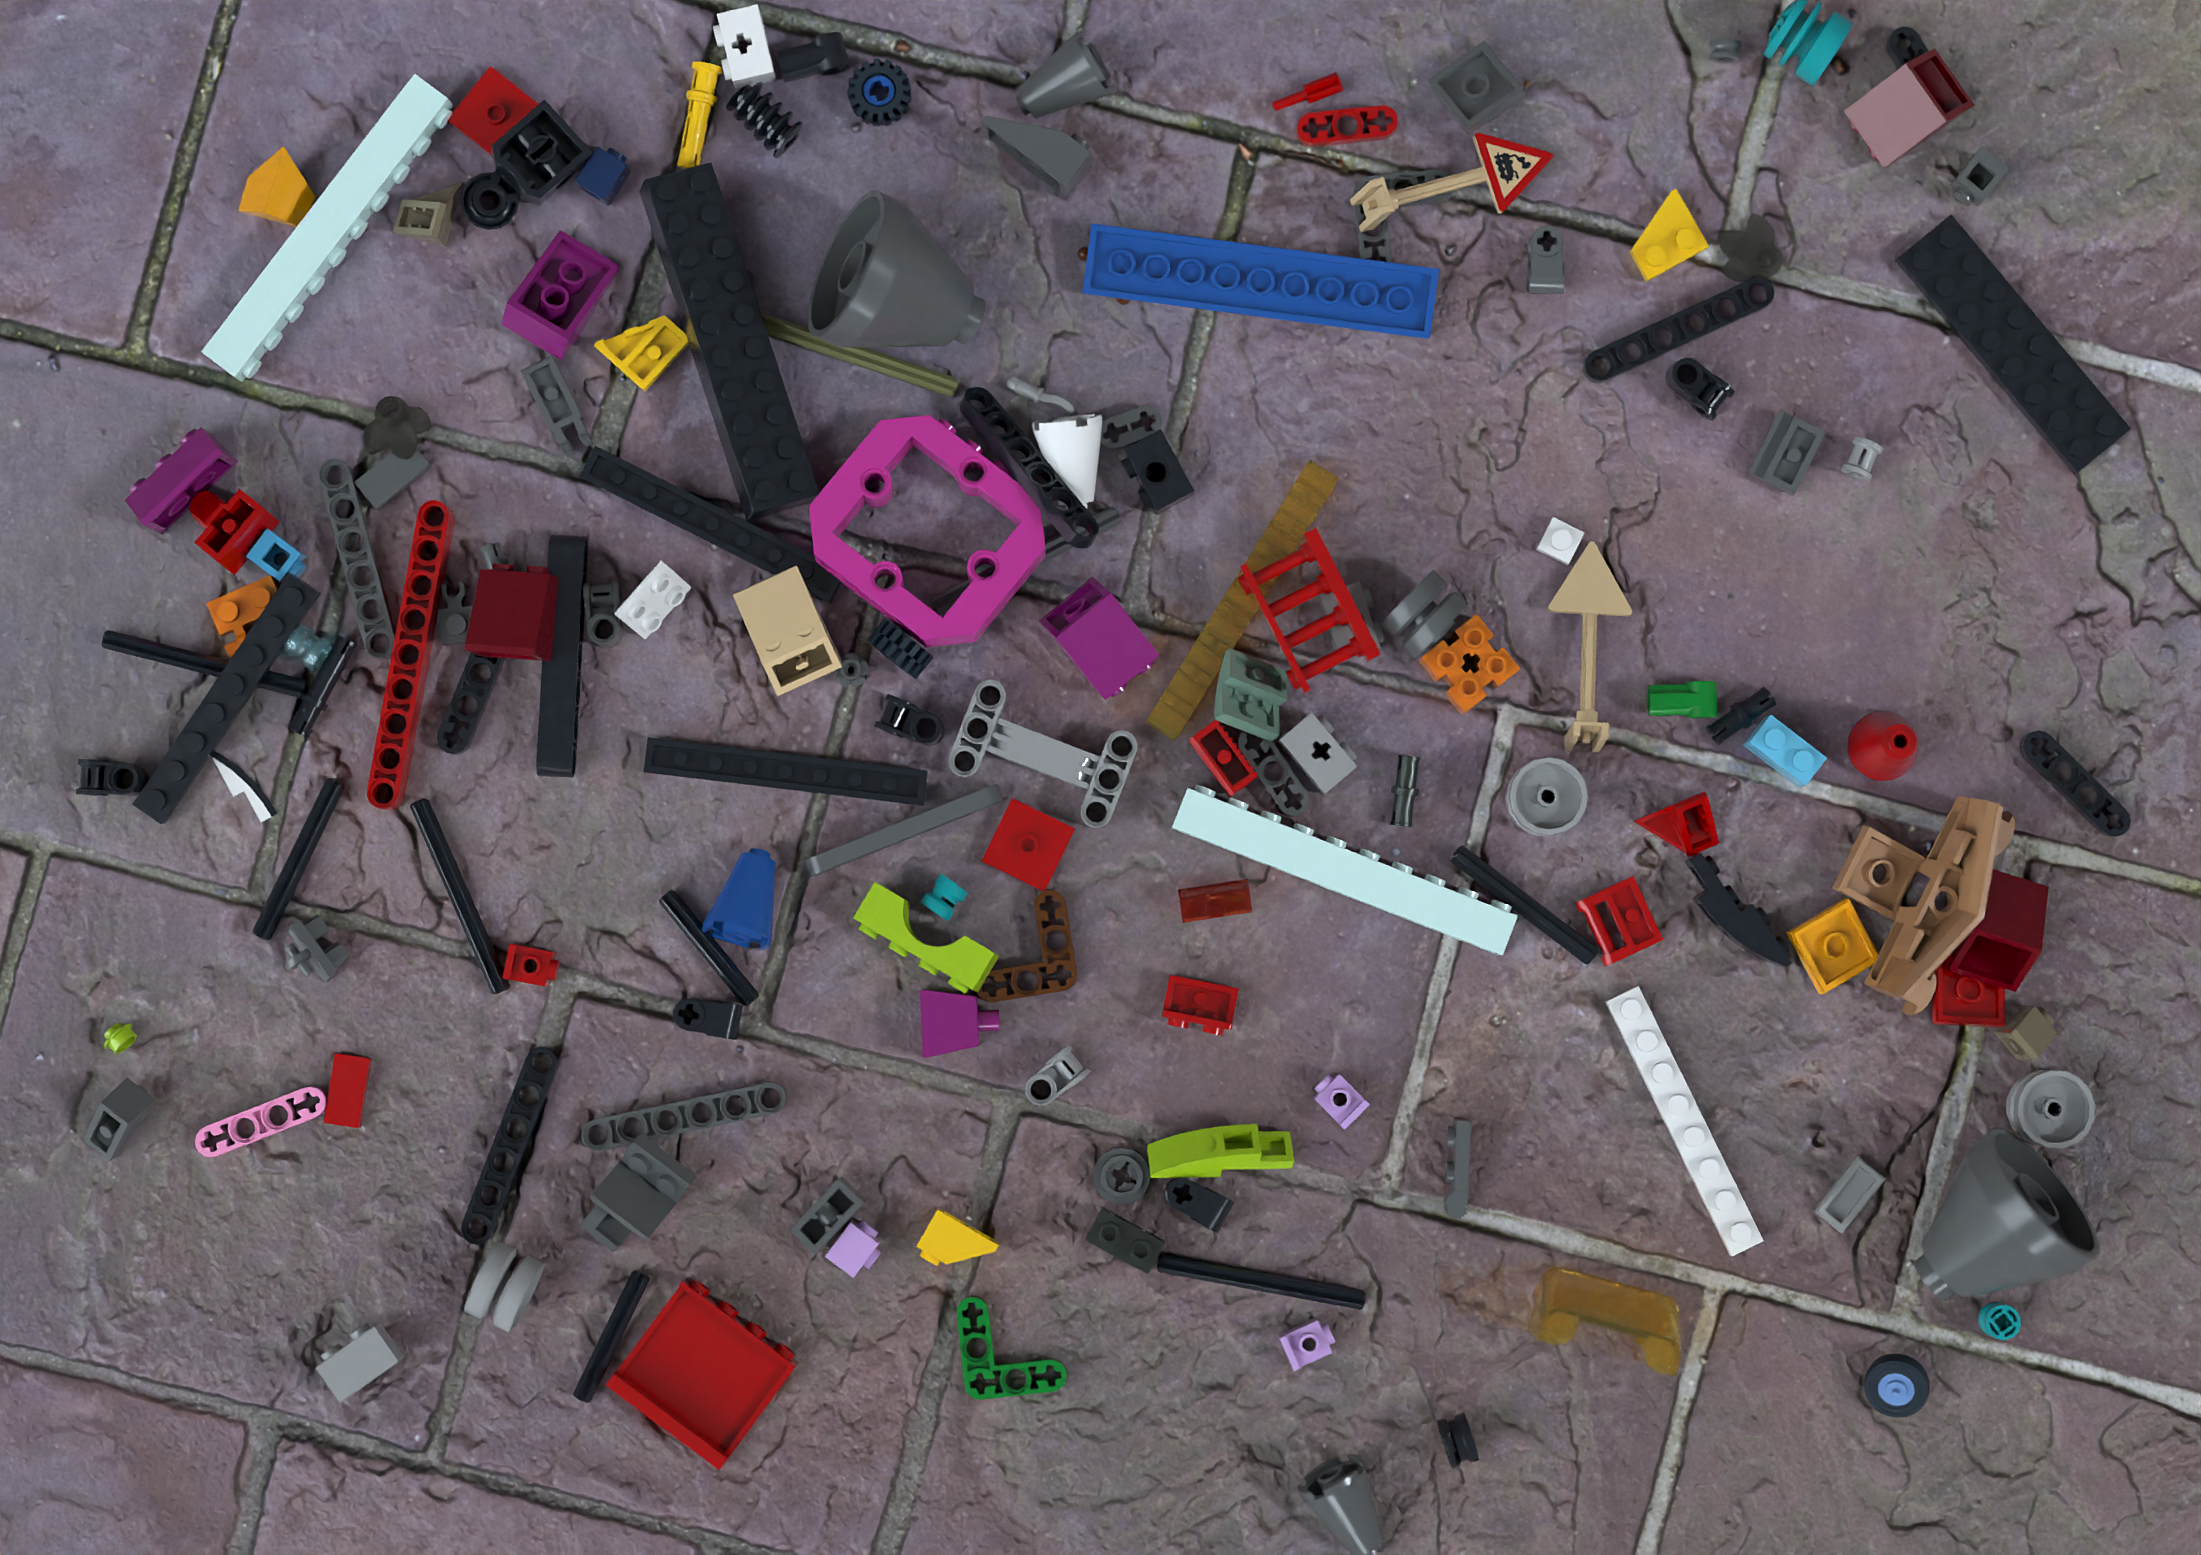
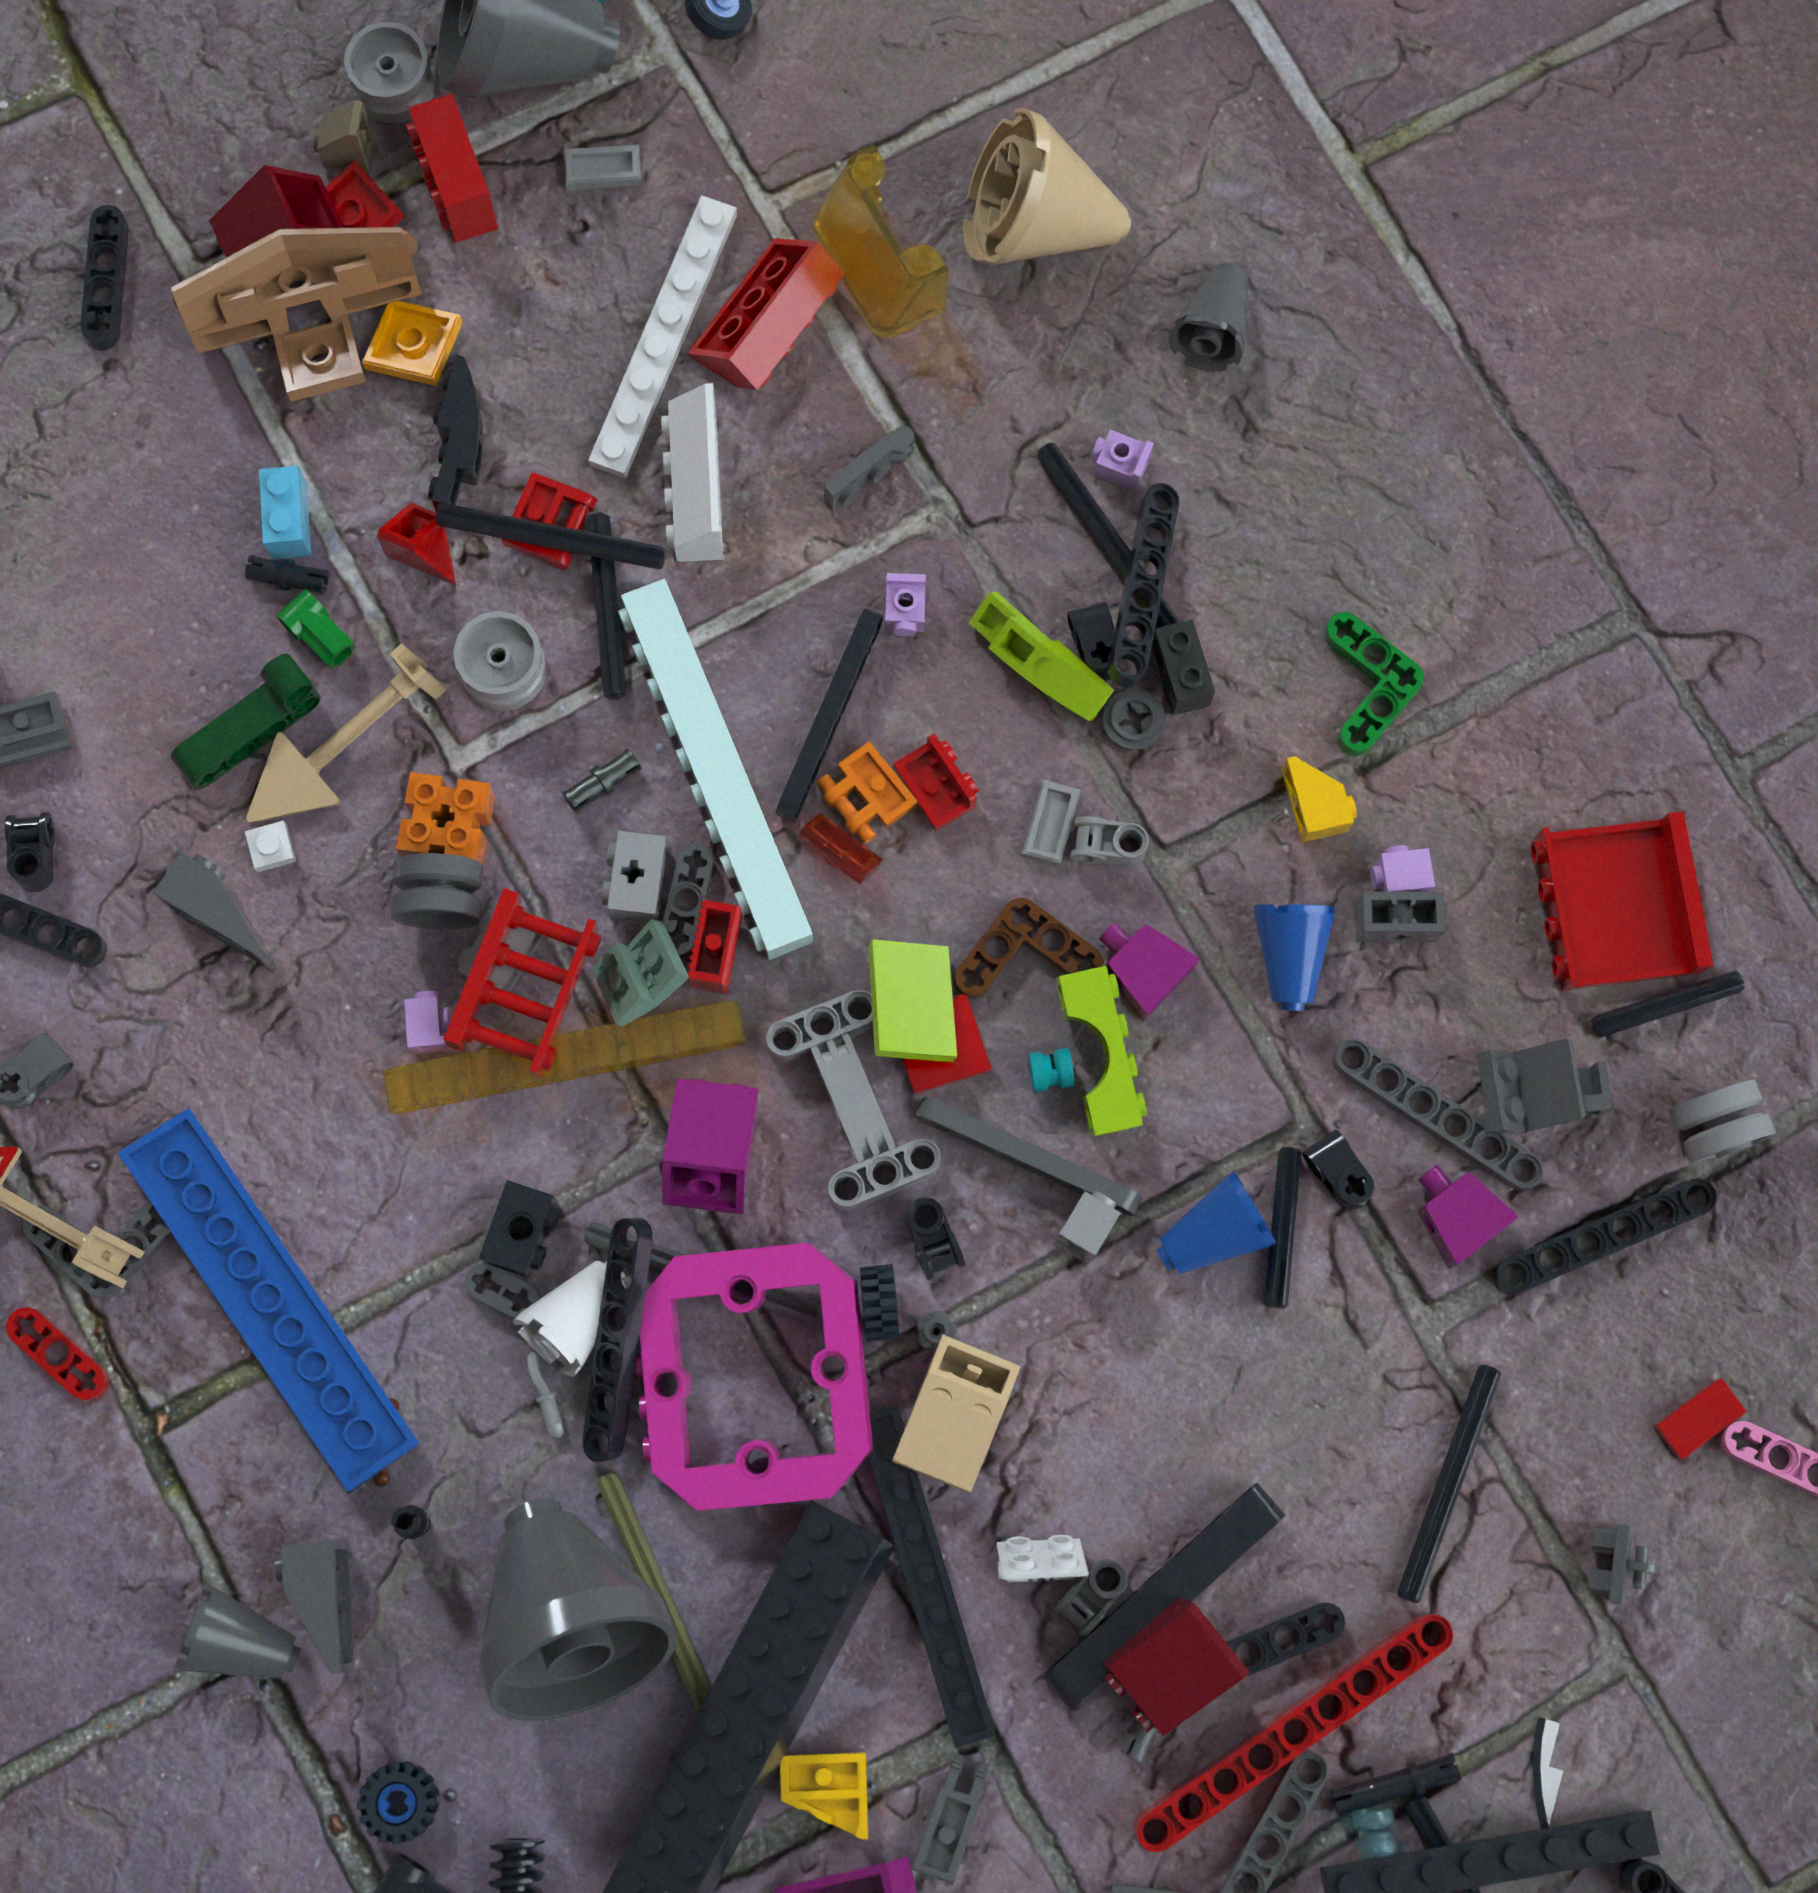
camera: 140 degrees left, 10 degrees down
(298, 858) = (1557, 1656): black axle -> none
(454, 619) = (1223, 1721): dark grey plate -> none
(515, 963) = (1443, 1378): red brick -> none
(608, 1066) = (1461, 1214): none -> magenta torso
(785, 771) = (1076, 1305): black plate -> none
(823, 821) = (1088, 1226): none -> light grey brick
(873, 1127) = (1293, 949): none -> blue cone
(1031, 238) = (401, 1518): none -> black pin
(1069, 849) = (912, 1001): none -> lime tile
(1104, 1055) = (1051, 823): none -> light grey tile
(1200, 1271) = (1149, 585): none -> black beam
(1234, 964) = (877, 786): none -> orange plate
(1311, 979) = (829, 715): none -> black beam
(1312, 92) = (52, 1413): red axle -> none
(1346, 534) = (426, 1023): none -> lavender brick
(1461, 1438) = (1082, 279): black wheel -> none
(1540, 1459) = (1037, 197): none -> tan cone
(1546, 466) = (201, 897): none -> dark grey slope
(1558, 1043) = (694, 476): none -> white slope
(1603, 908) = (550, 536): none -> black axle
(1634, 1204) = (767, 312): none -> red slope
(1655, 596) = (247, 724): none -> dark green beam
(1882, 746) = (206, 441): red cone -> none
(1935, 1083) = (451, 169): none -> red brick

